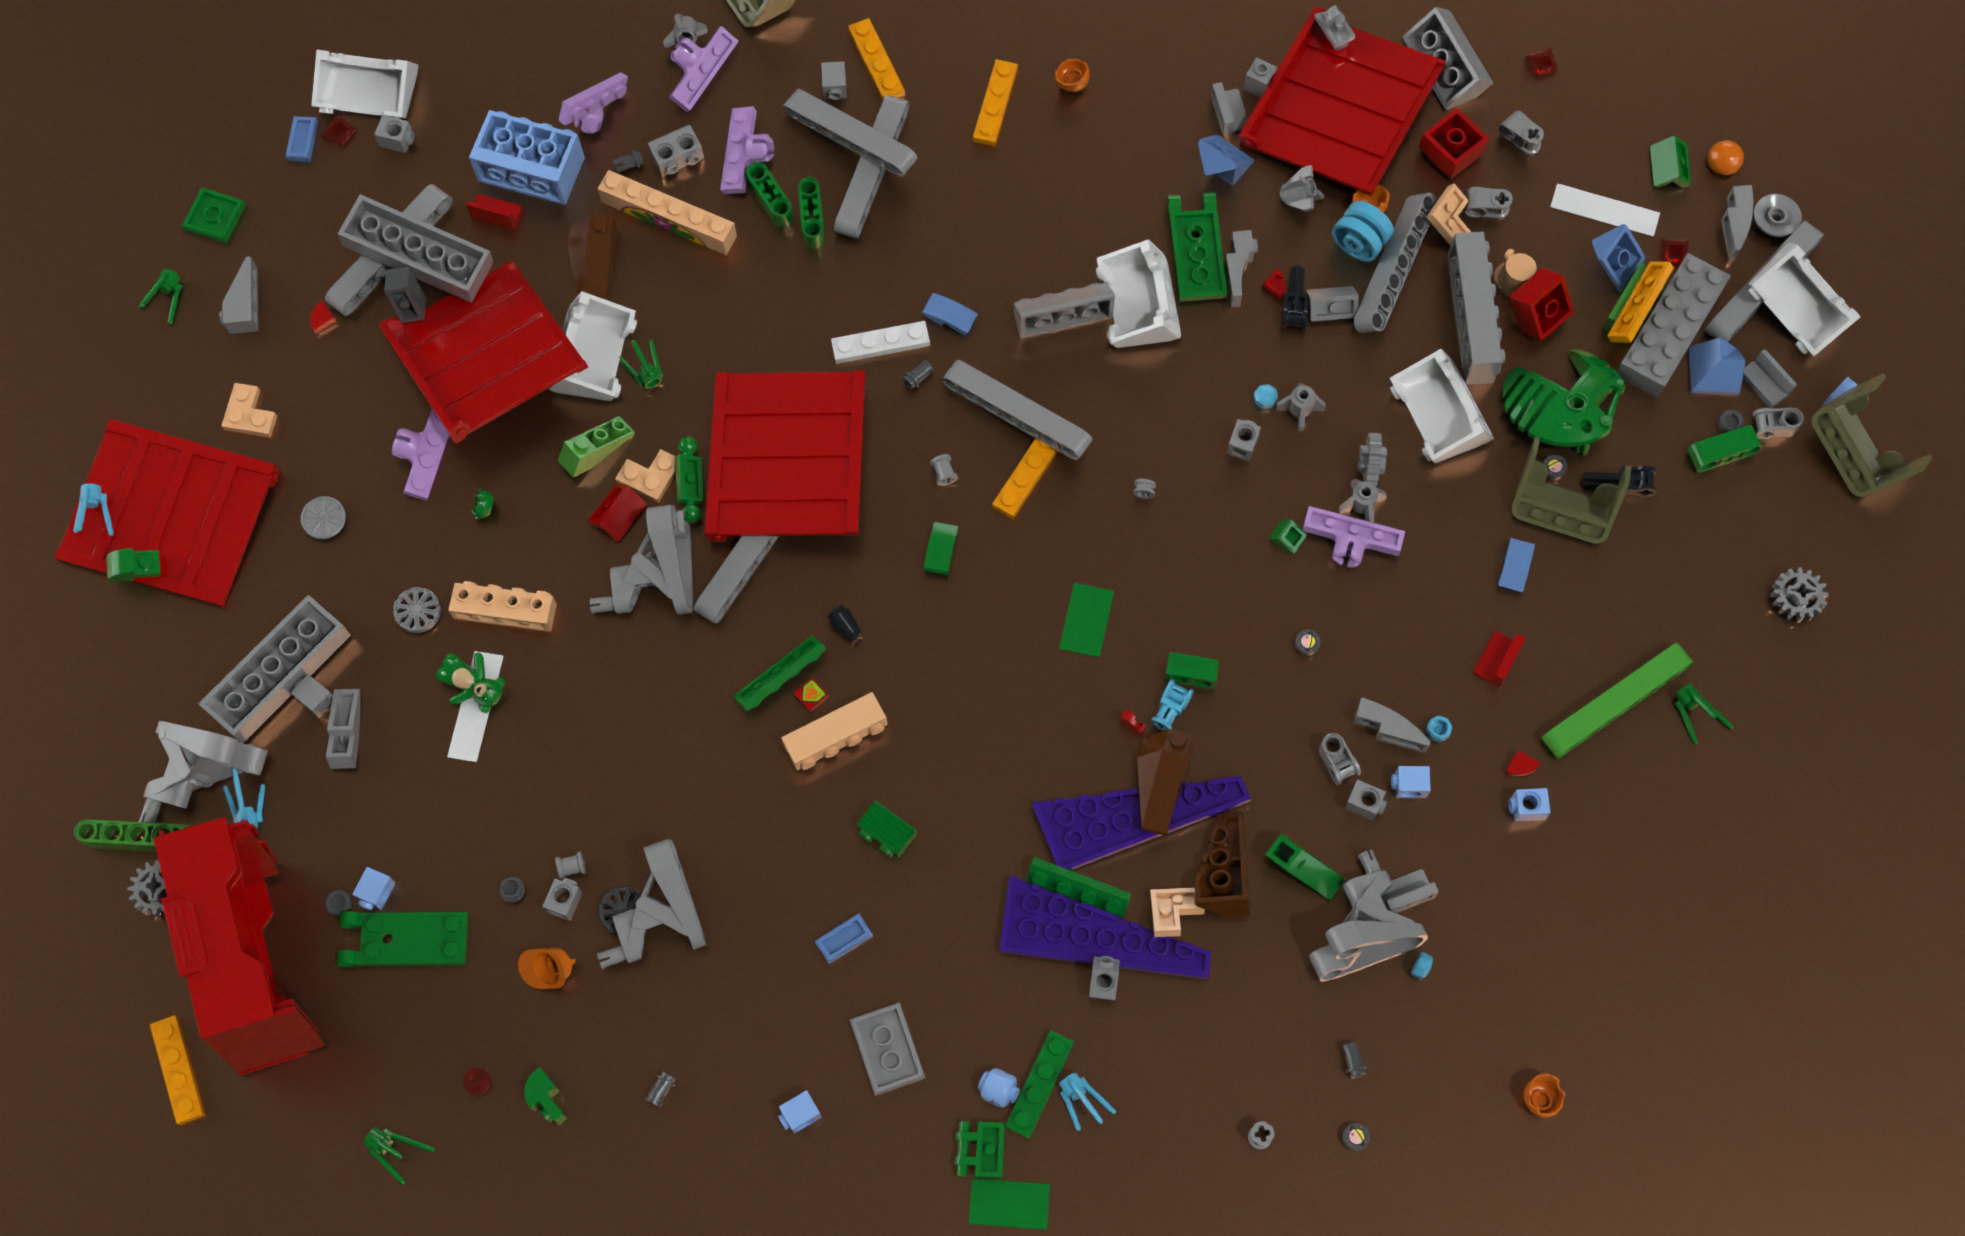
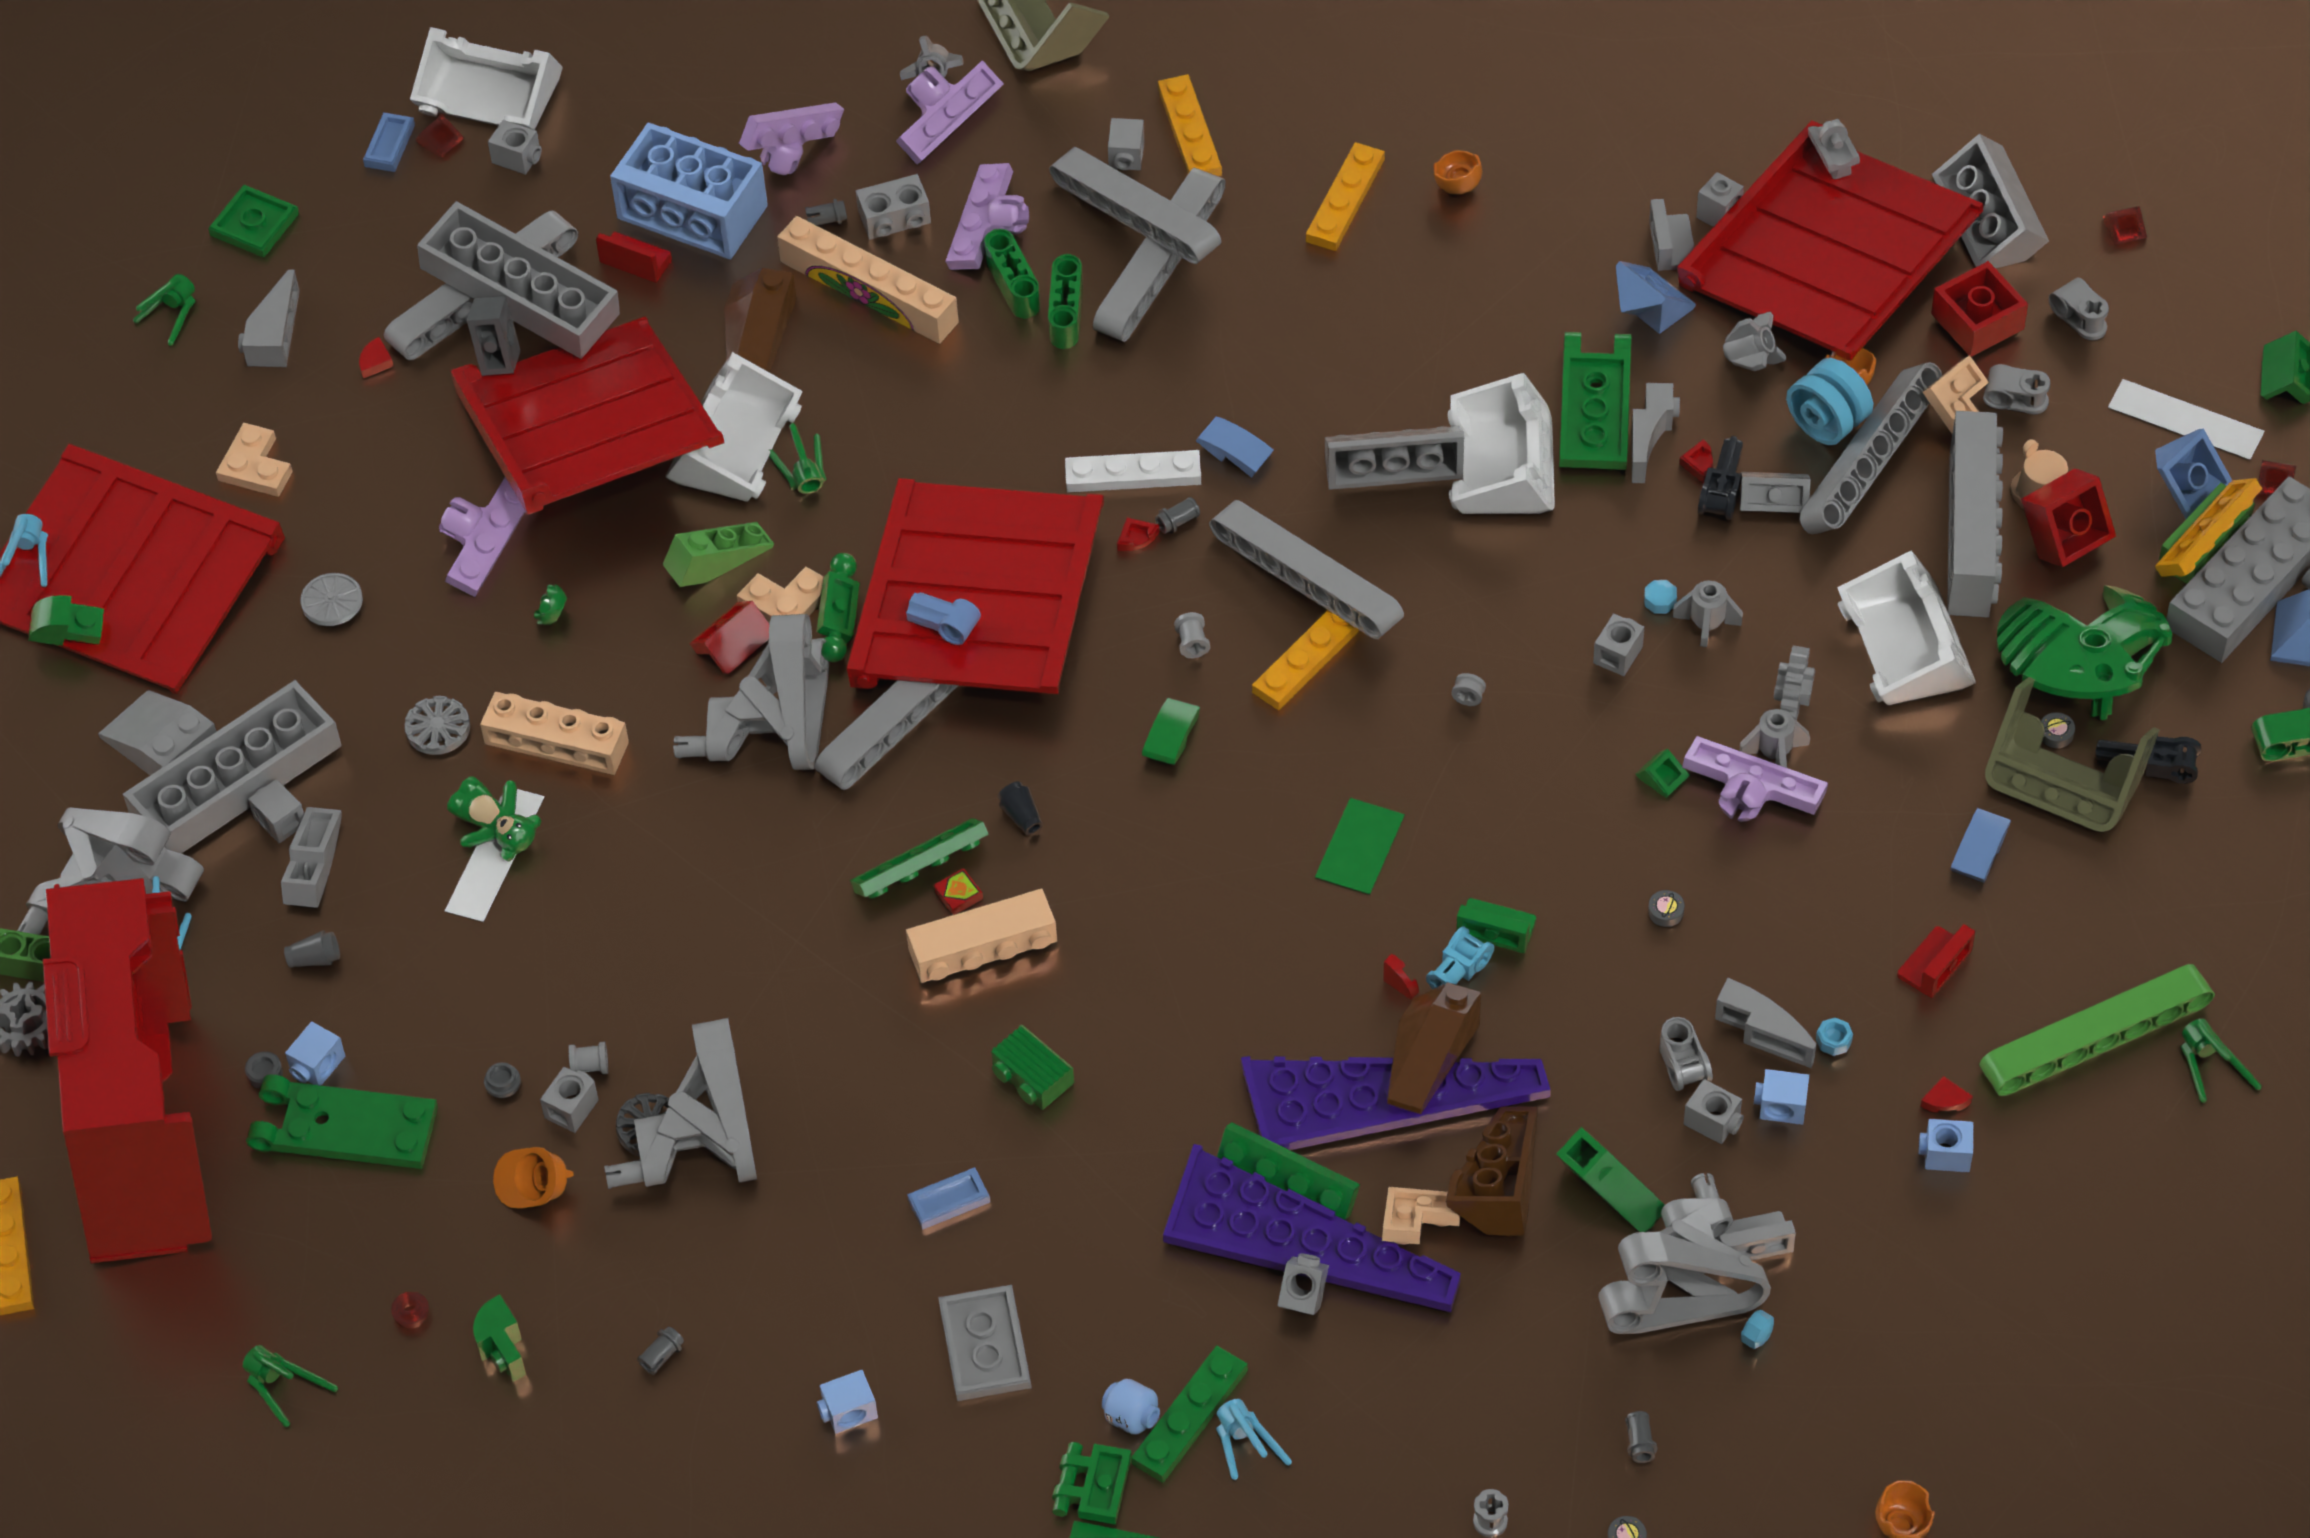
camera: 10 degrees right, 15 degrees down
(215, 643) = (156, 731): none -> light grey slope
(359, 804) = (313, 951): none -> dark grey cone
(773, 487) = (951, 620): none -> medium blue piece
(891, 393) = (1136, 535): none -> red tile

